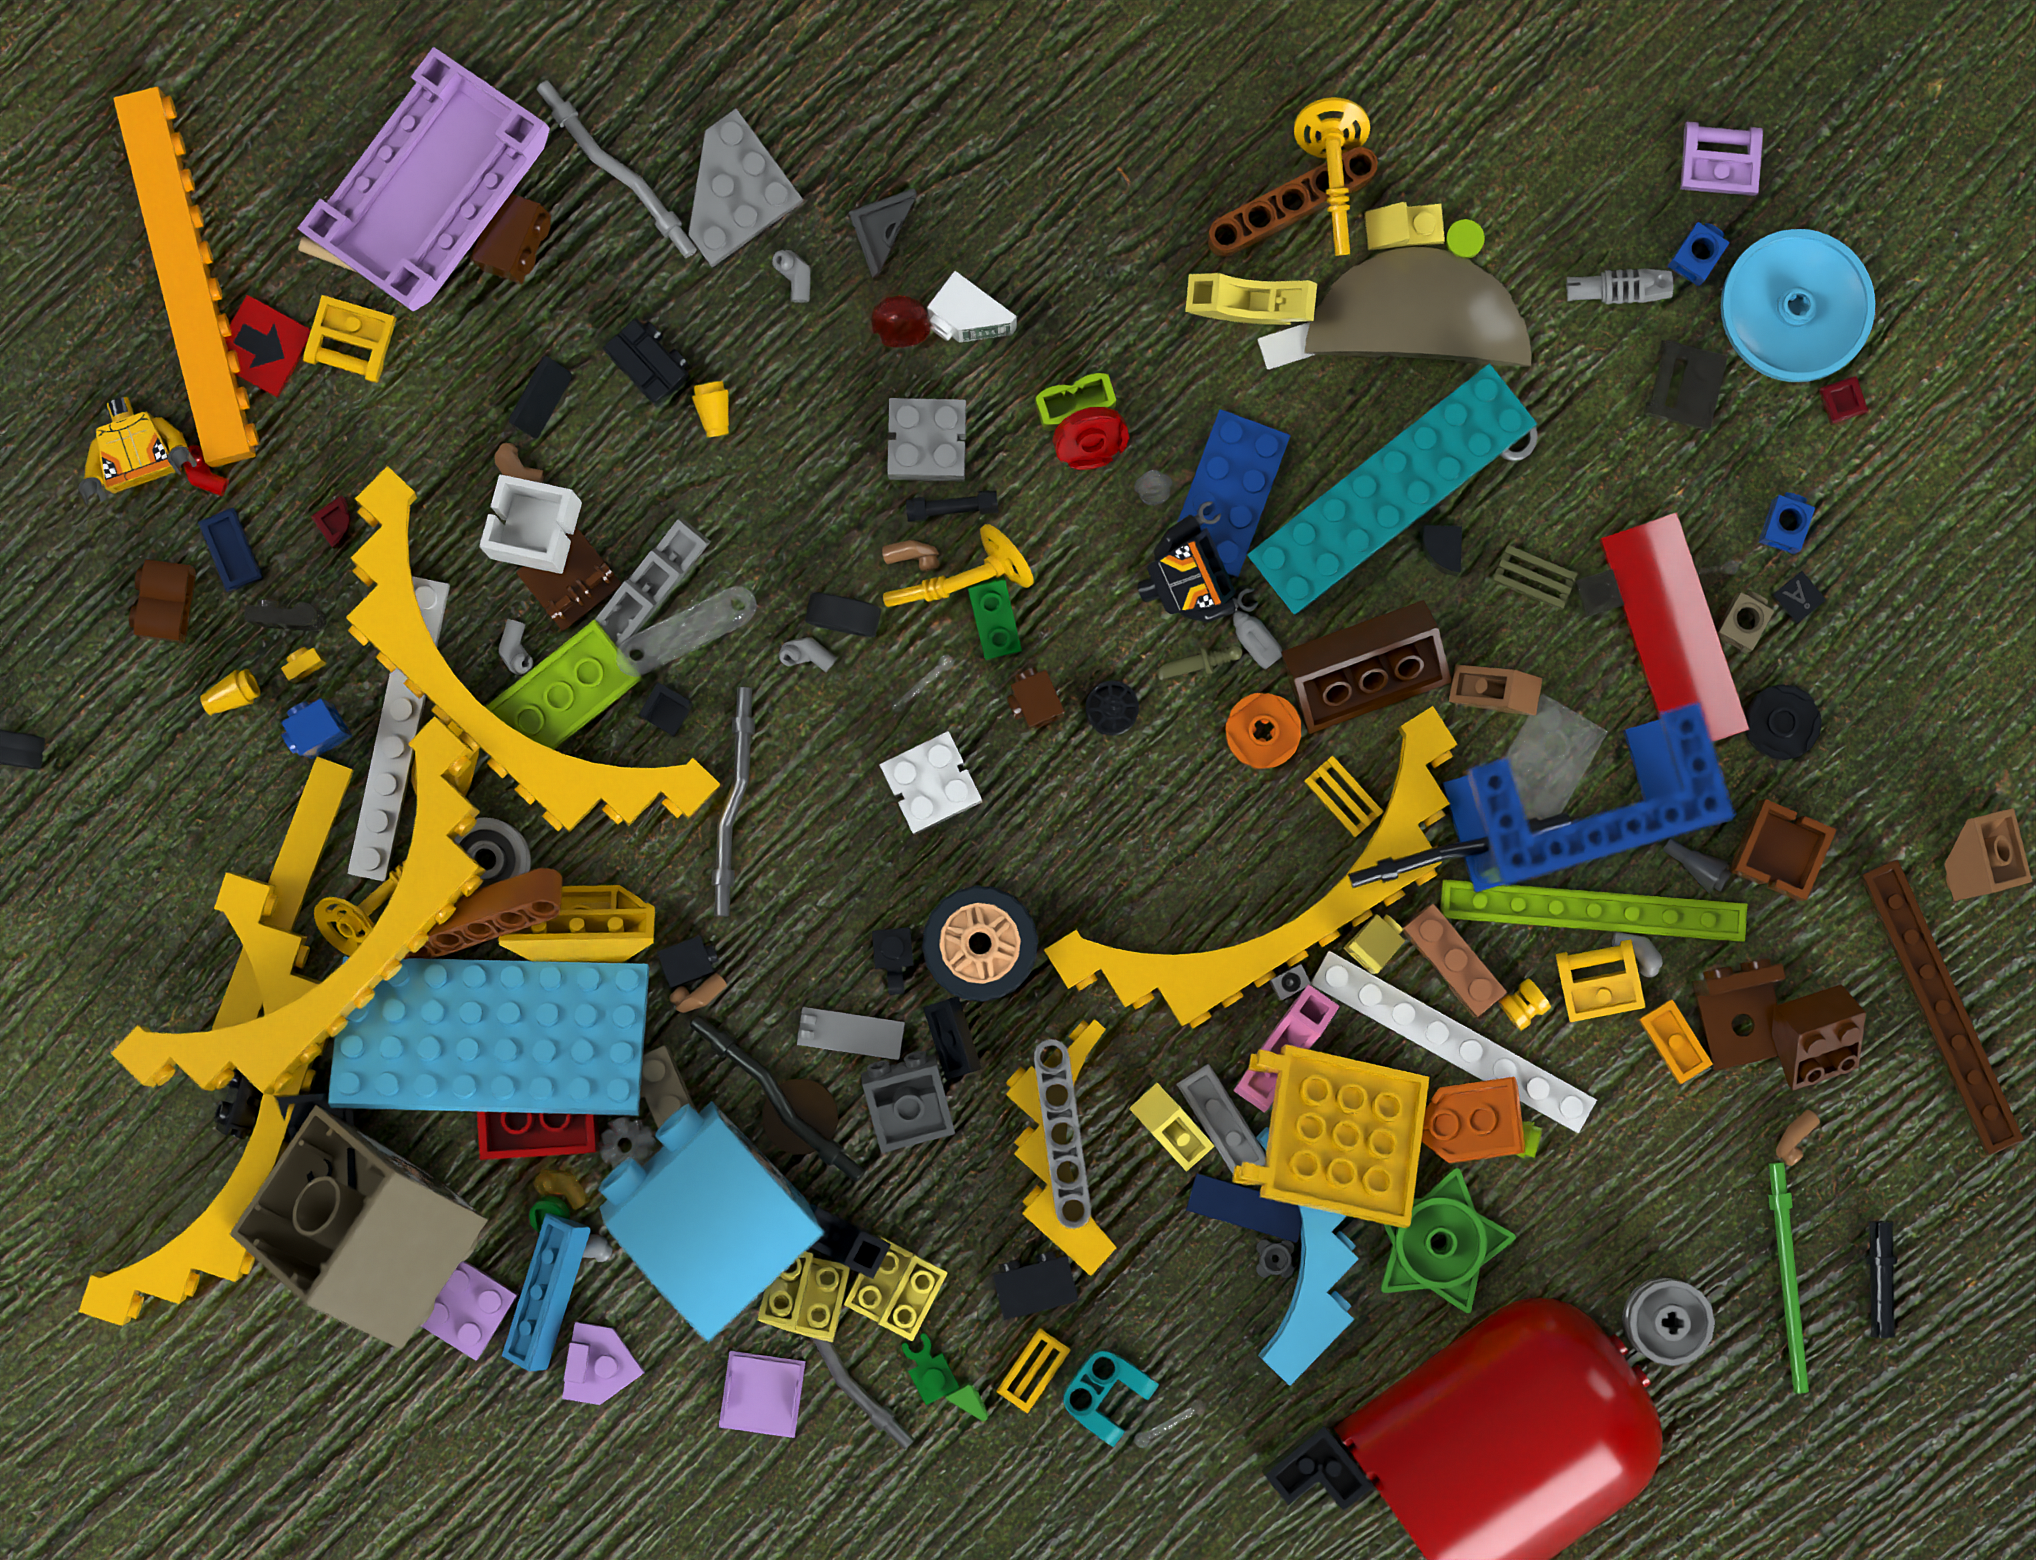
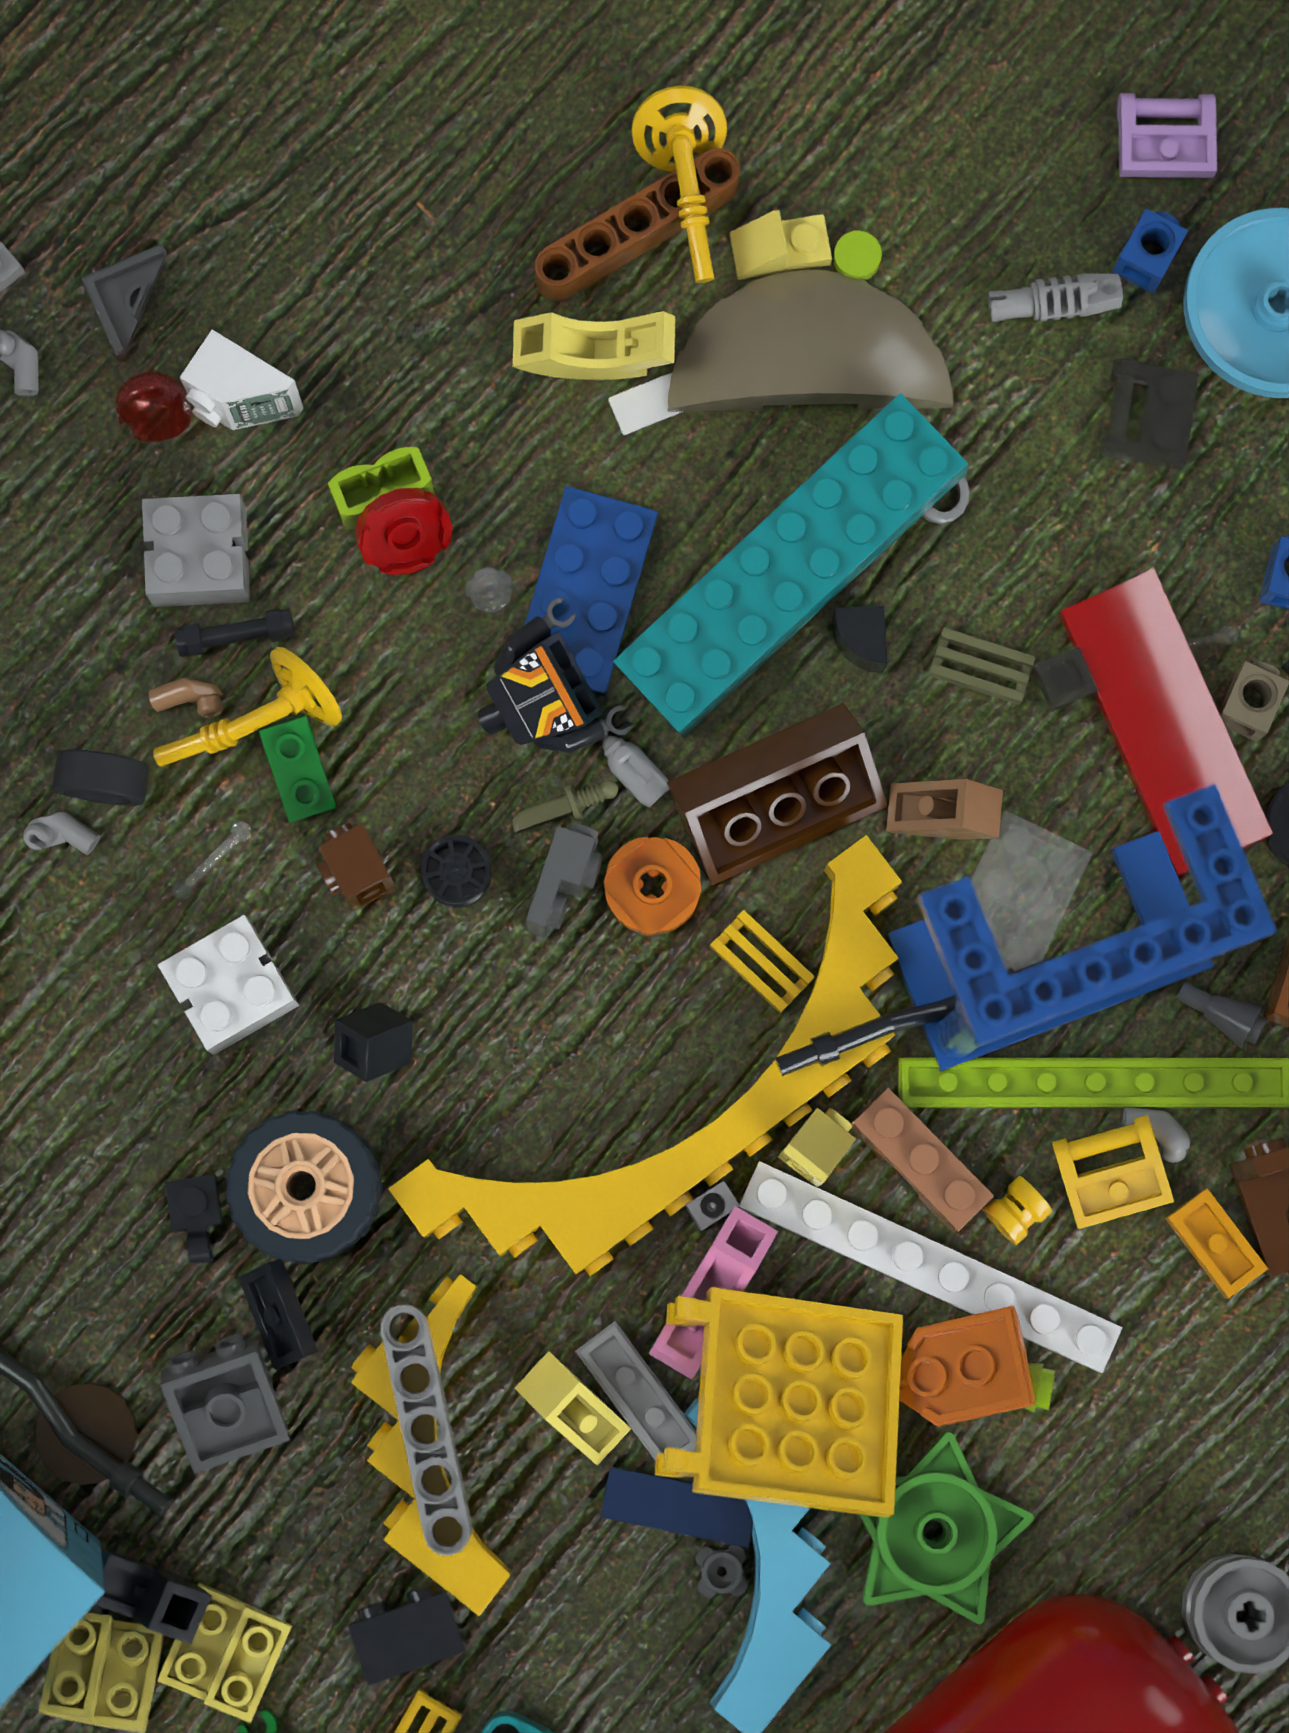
camera: 10 degrees left, 5 degrees down
(851, 1033) = (146, 1319): light grey hinge -> none
(1038, 835) = (373, 1041): none -> black panel
(1200, 714) = (567, 870): none -> dark grey plate

